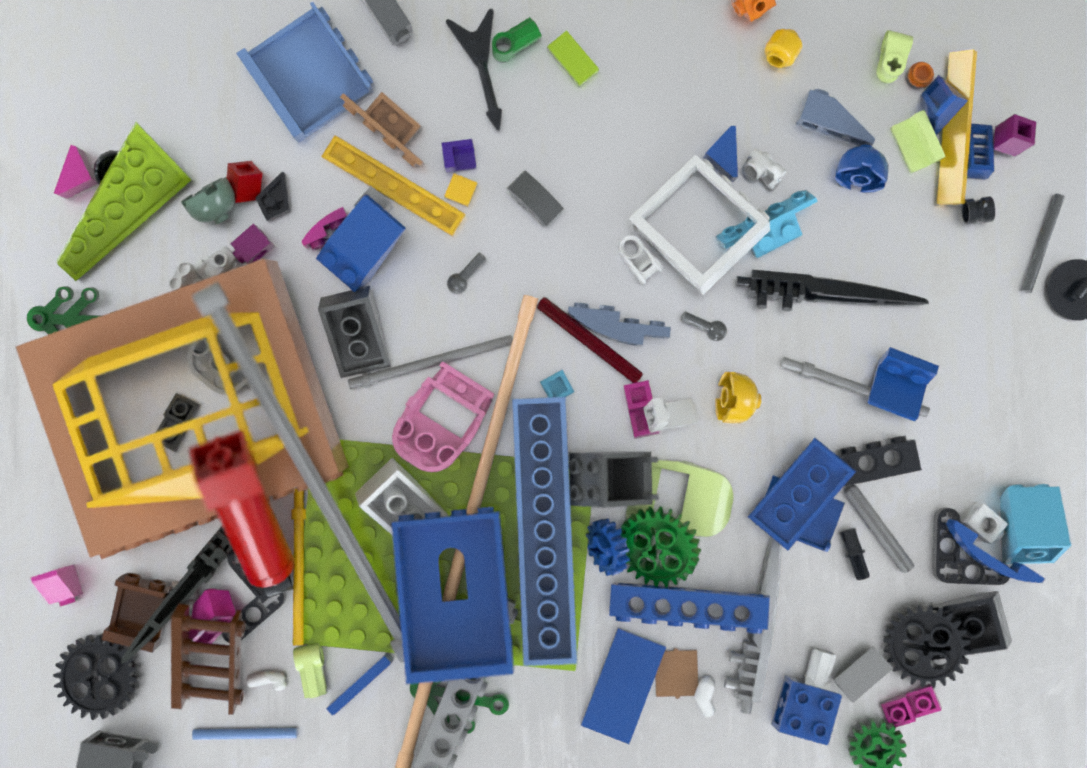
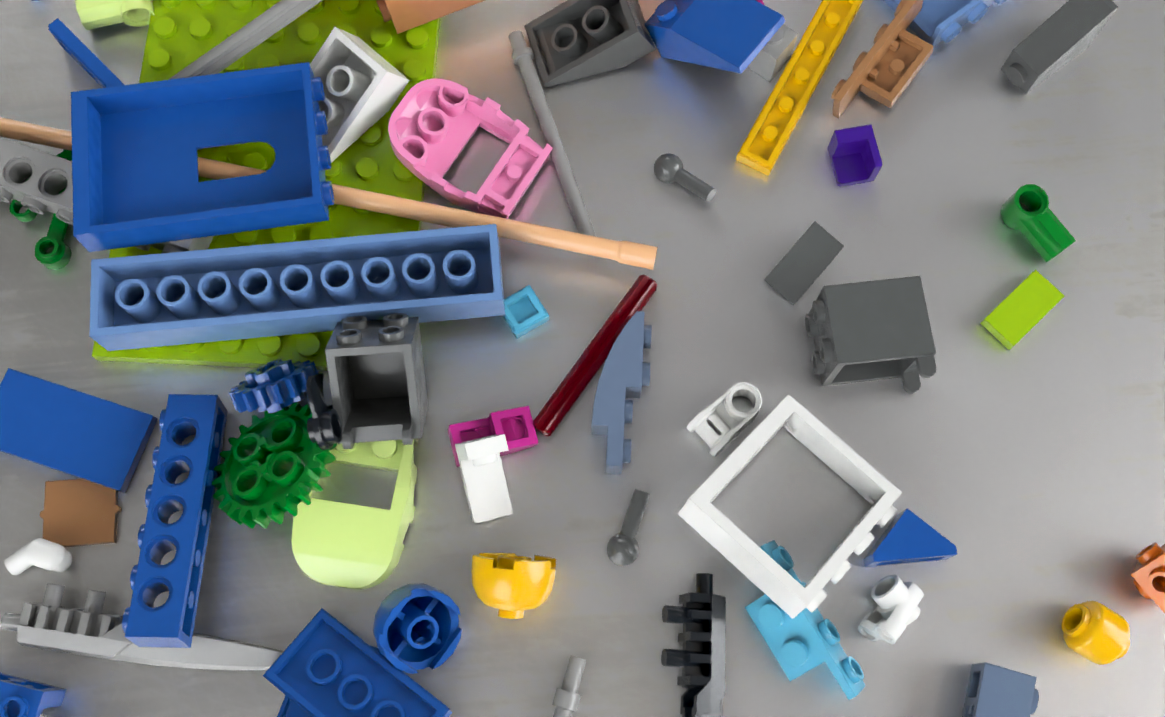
camera: 85 degrees right, 15 degrees down
(461, 190) = (804, 164): yellow tile -> none
(477, 47) = (1005, 180): black piece -> none
(592, 160) = (872, 333): none -> dark grey container
(644, 509) = (325, 423): none -> black plate
(763, 458) = (417, 627): none -> blue cylinder

